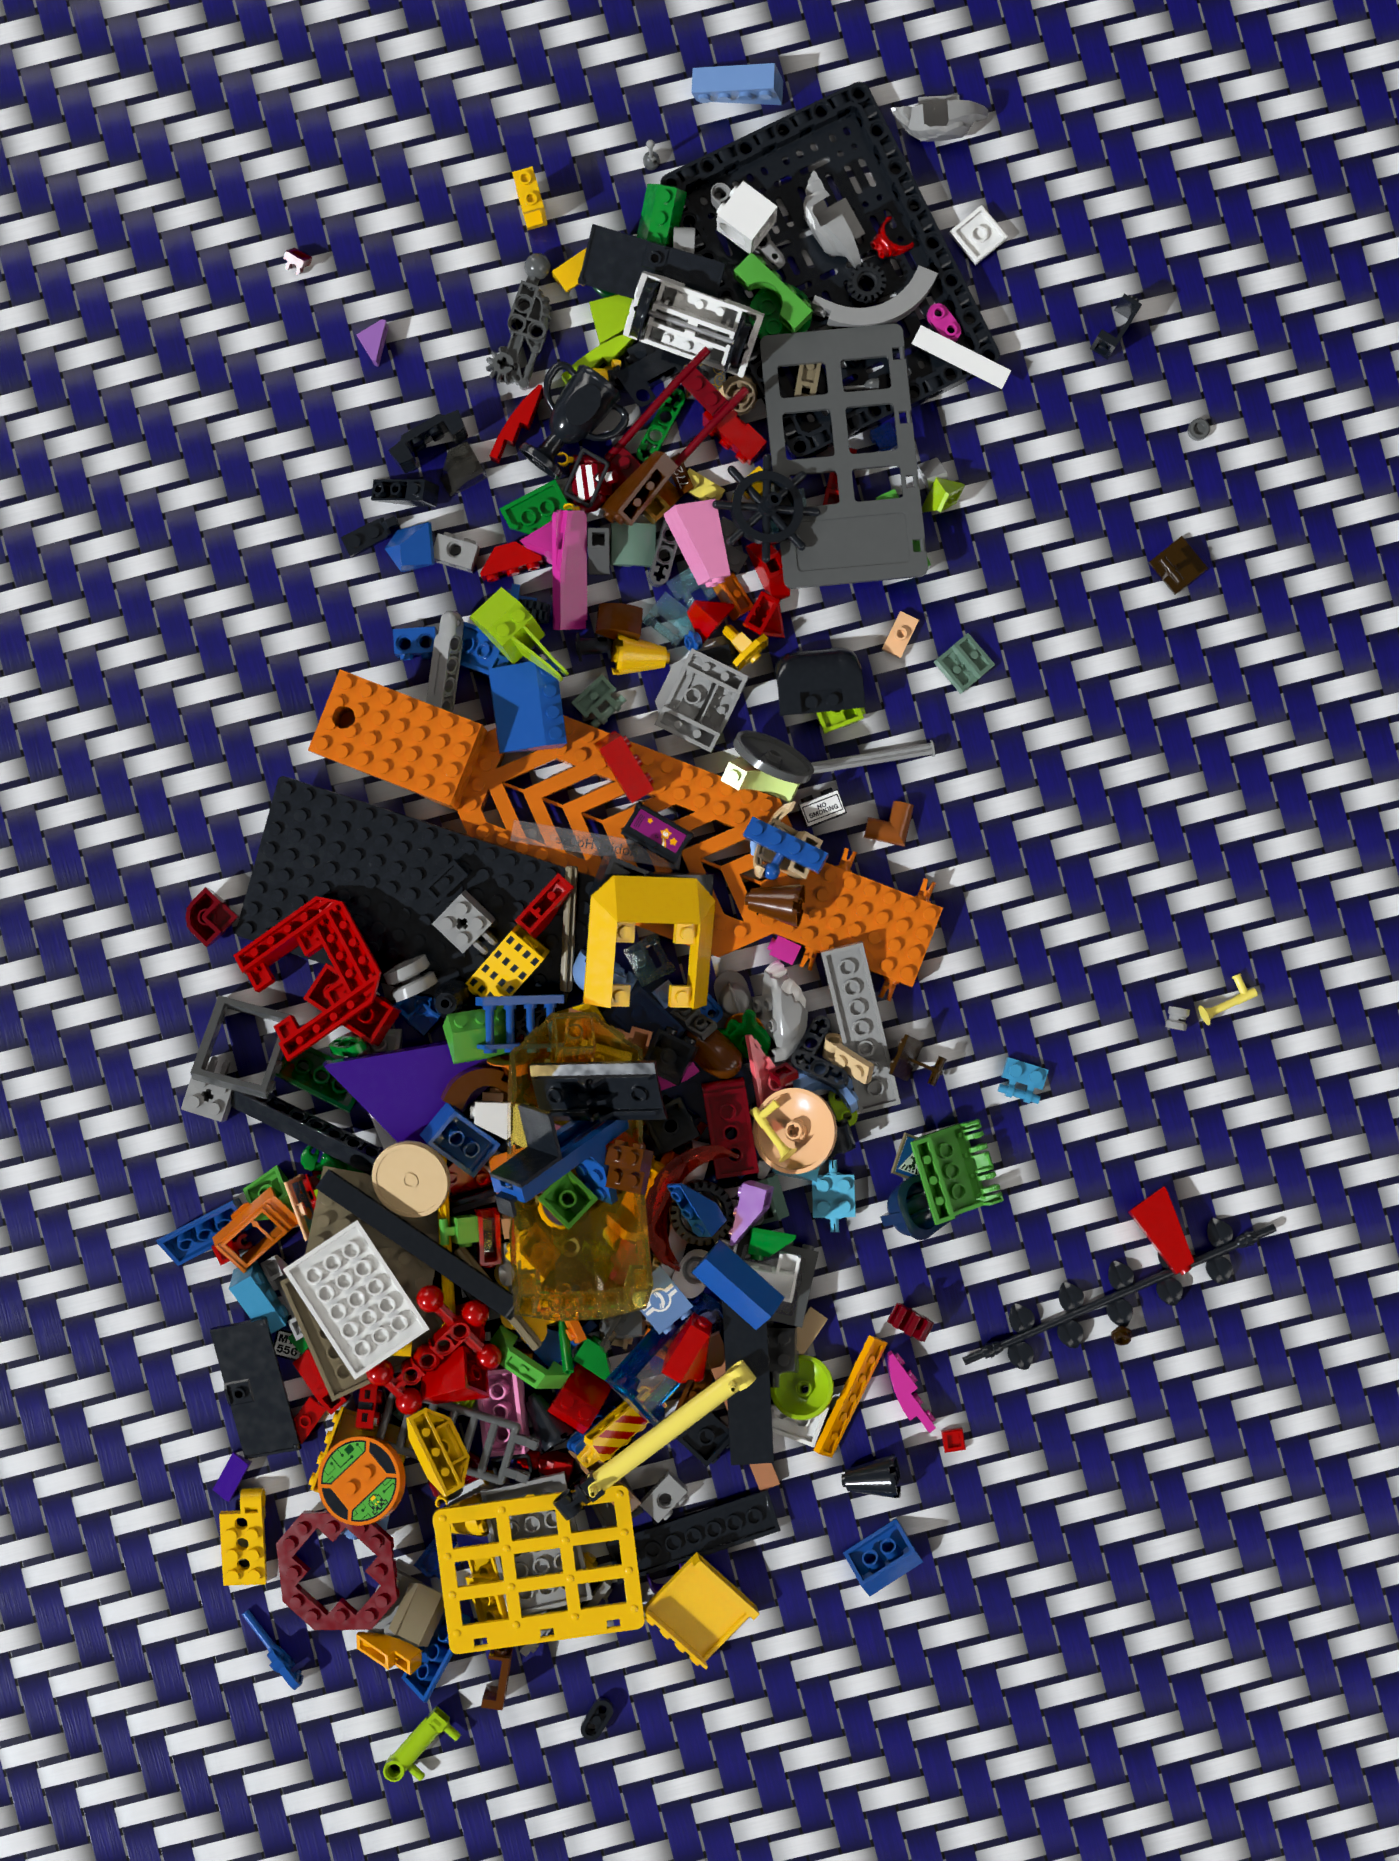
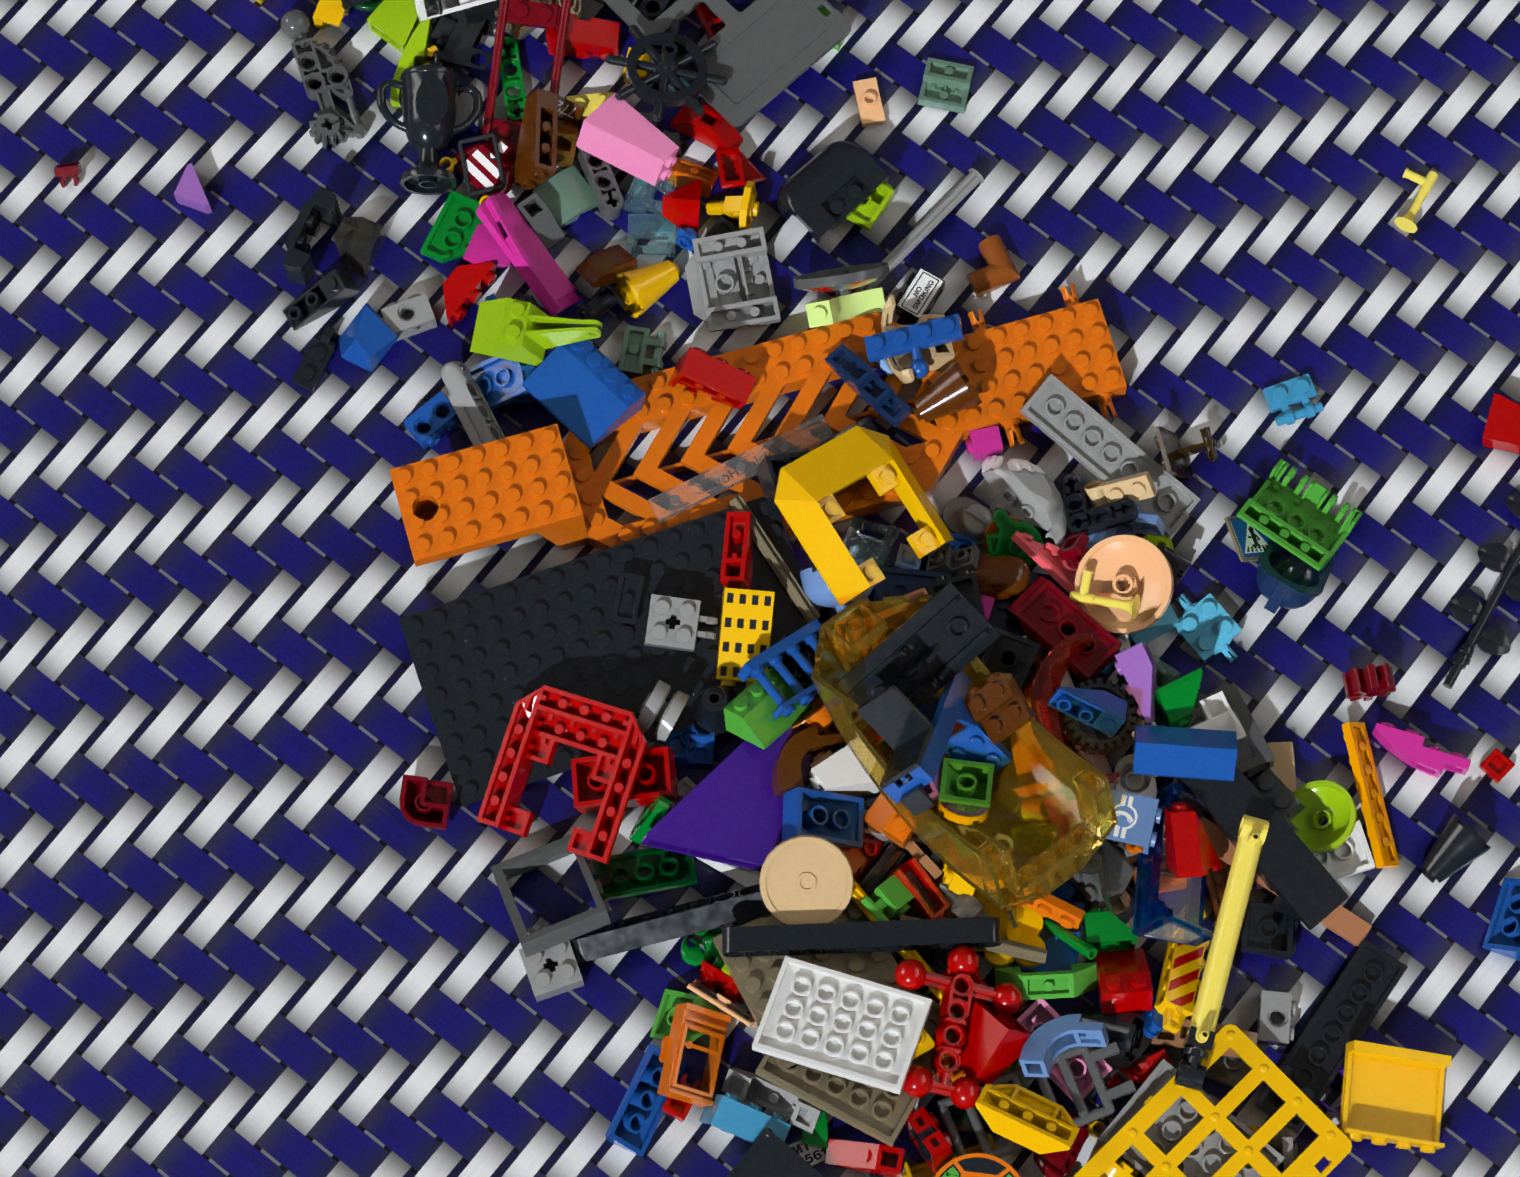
camera: 35 degrees left, 15 degrees down
(498, 1407) = (1056, 1037): none -> medium blue arch
(520, 418) = (379, 163): red slope -> none
(657, 831) = (788, 414): door -> none
(730, 852) = (868, 385): none -> dark blue slope
(1177, 1018) = (1384, 244): light grey wheel -> none

